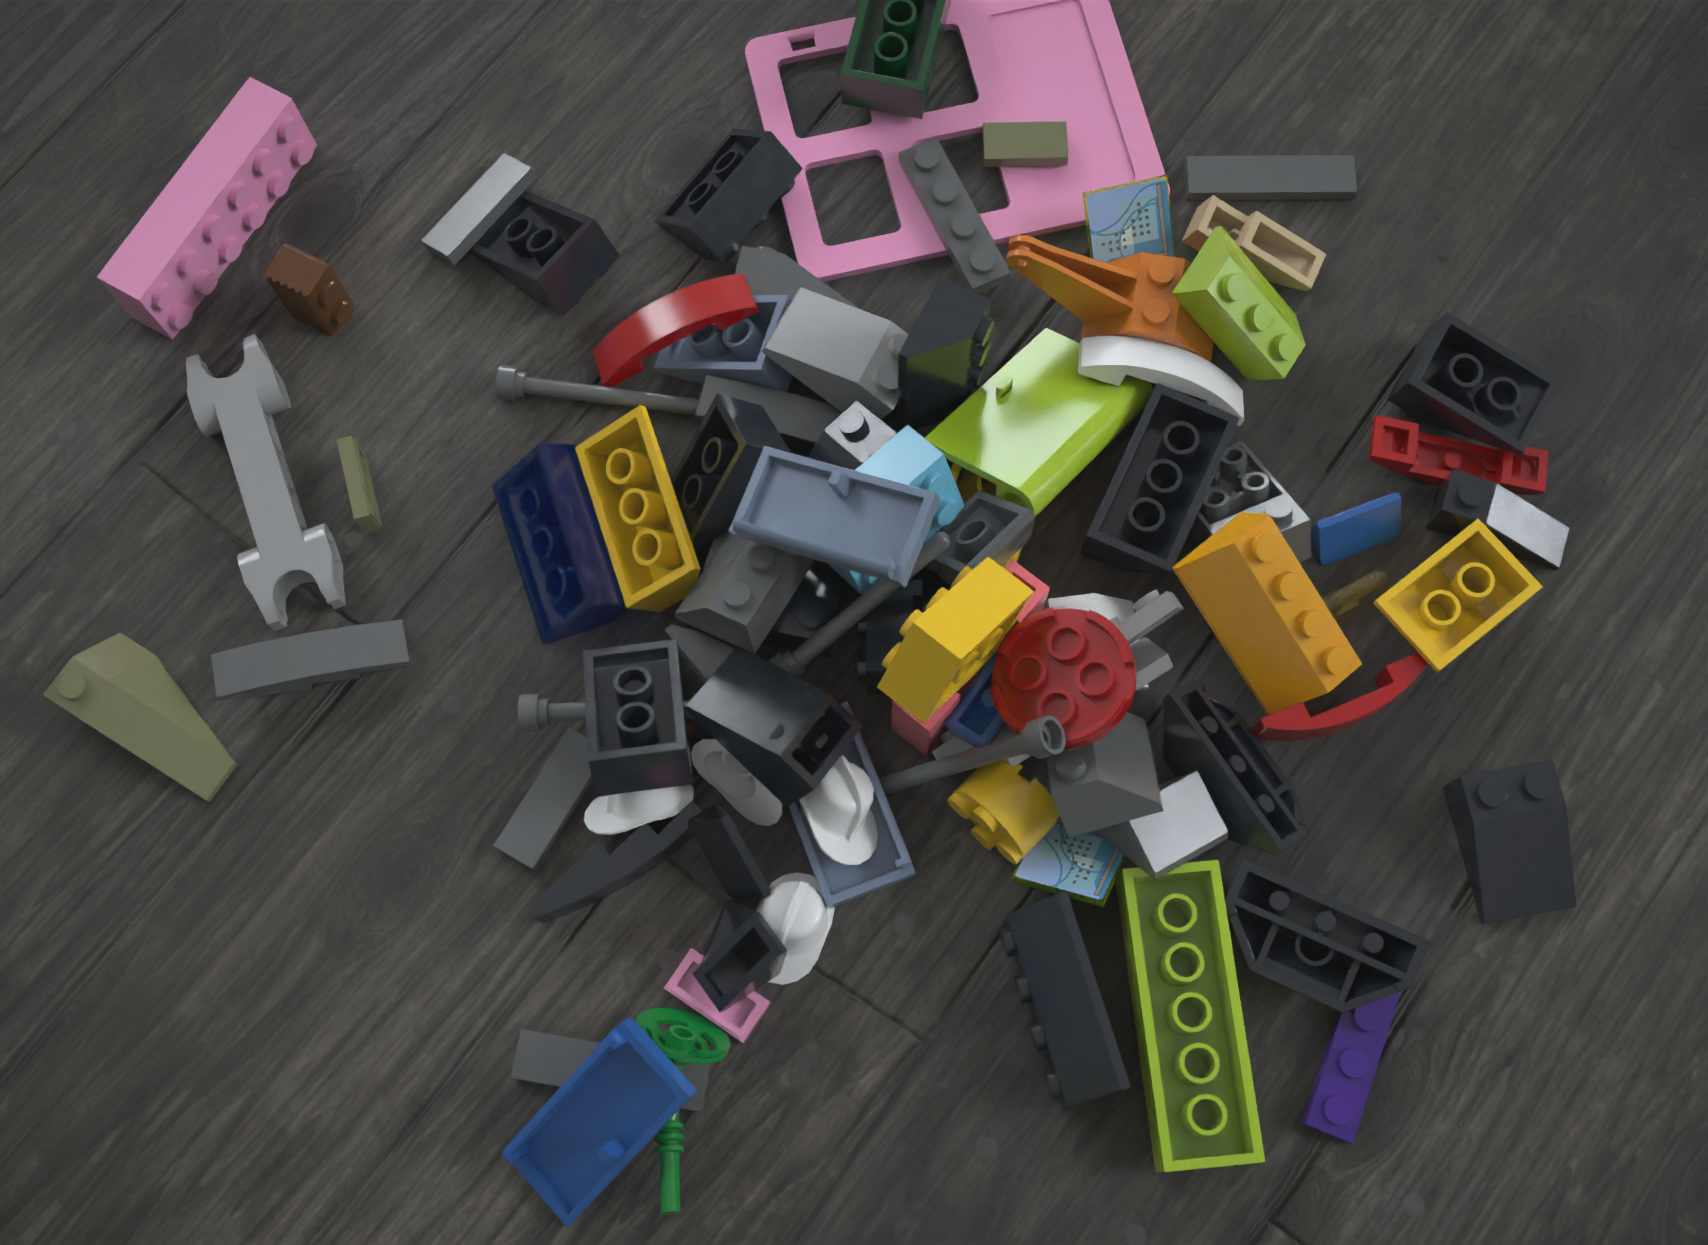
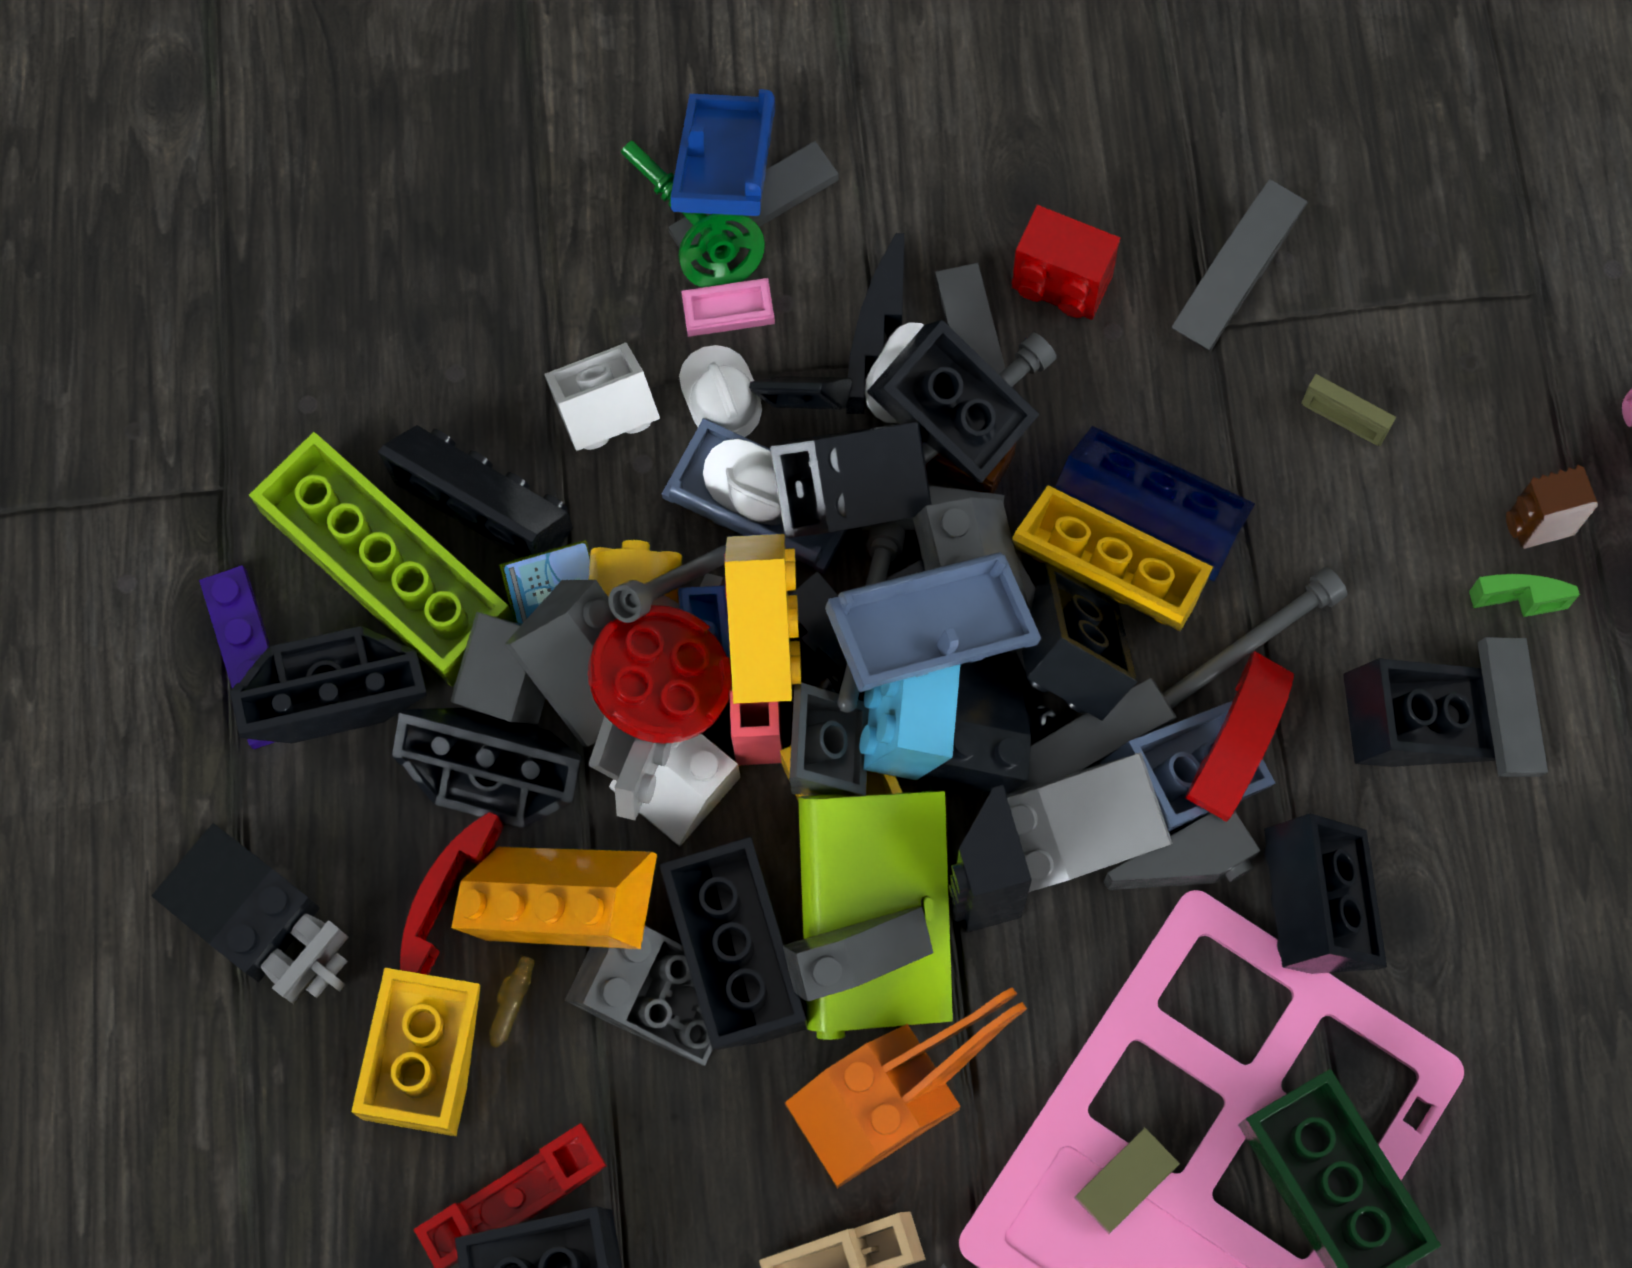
camera: 140 degrees right, 0 degrees up
(140, 706) = (1325, 133): olive wedge -> none
(285, 547) = (1489, 383): light grey piece -> none
(390, 264) = (1533, 592): none -> bright green slope
(435, 769) = (1064, 263): none -> red brick
(739, 956) = (735, 332): black slope -> none
(888, 1004) = (602, 397): none -> white slope
(954, 216) = (1123, 1053): dark grey plate -> none
(1093, 387) = (857, 953): none -> dark grey slope
(1129, 219) = (962, 1172): piece -> none
(1157, 362) = (811, 1047): white slope -> none
(1240, 310) = (794, 1164): lime slope -> none
(1357, 529) = (547, 1061): blue slope -> none
(1467, 749) = (295, 976): none -> light grey hips
(1514, 522) = (433, 1171): black slope -> none

